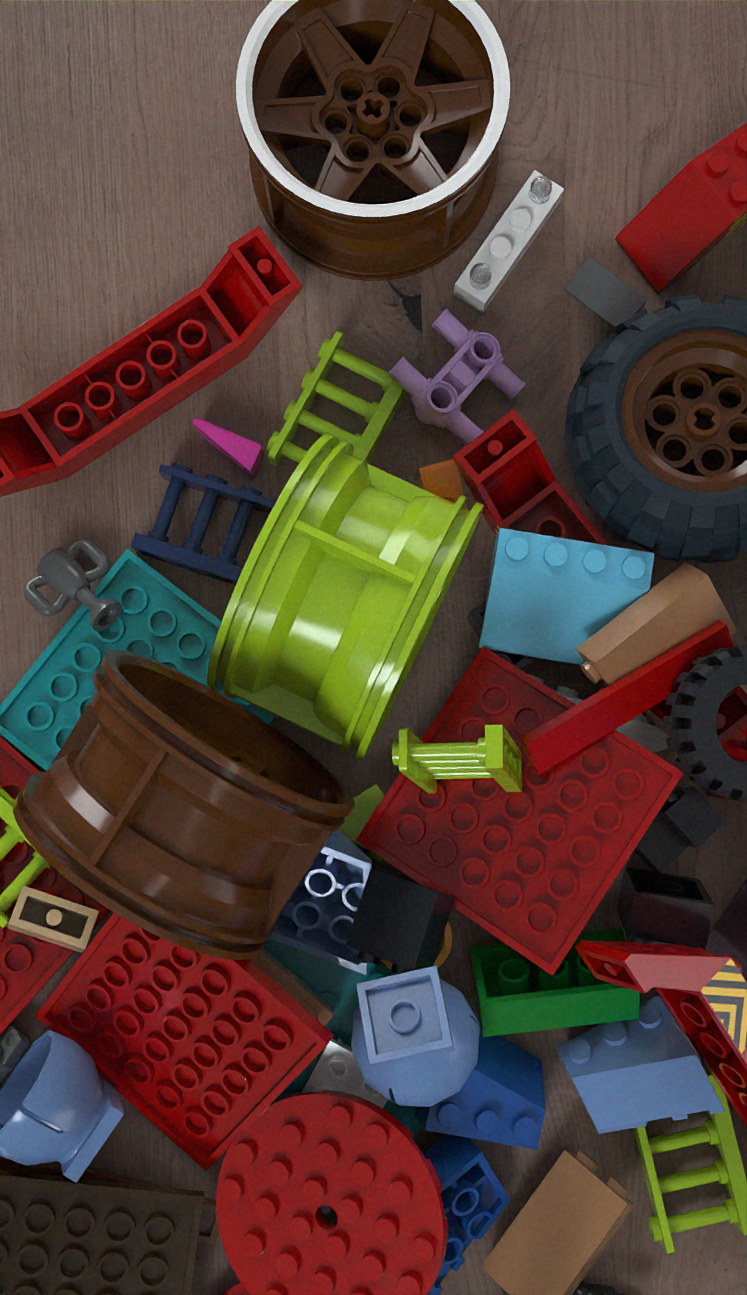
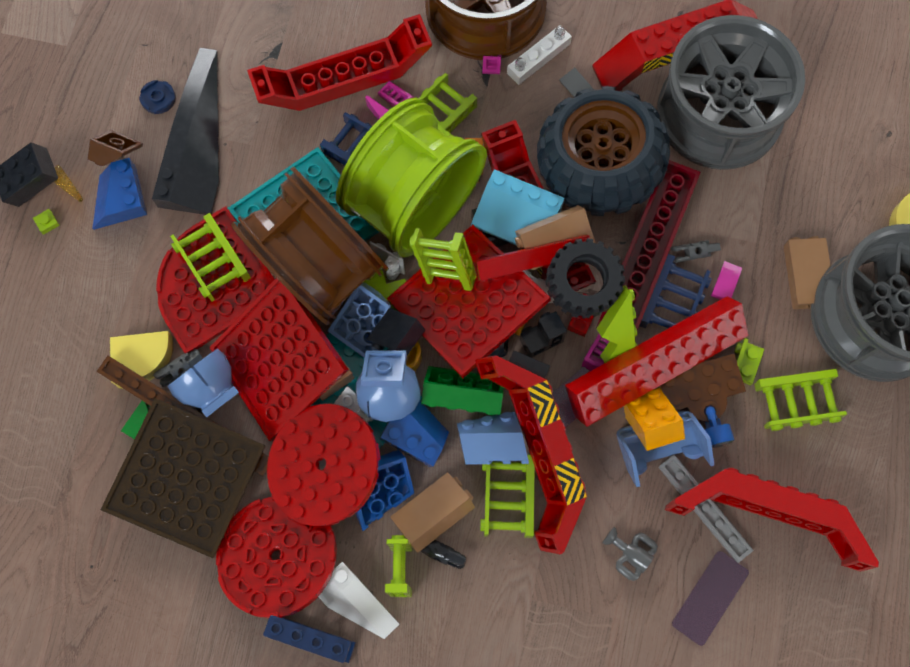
camera: 15 degrees right, 10 degrees down
(53, 919) = (231, 296): tan brick -> none
(70, 581) = (286, 154): dark grey piece -> none
(272, 412) = (396, 90): none -> dark pink slope
(345, 765) = (392, 260): none -> white hinge
(420, 287) = (491, 65): none -> dark pink slope
(456, 378) = (496, 106): lavender piece -> none

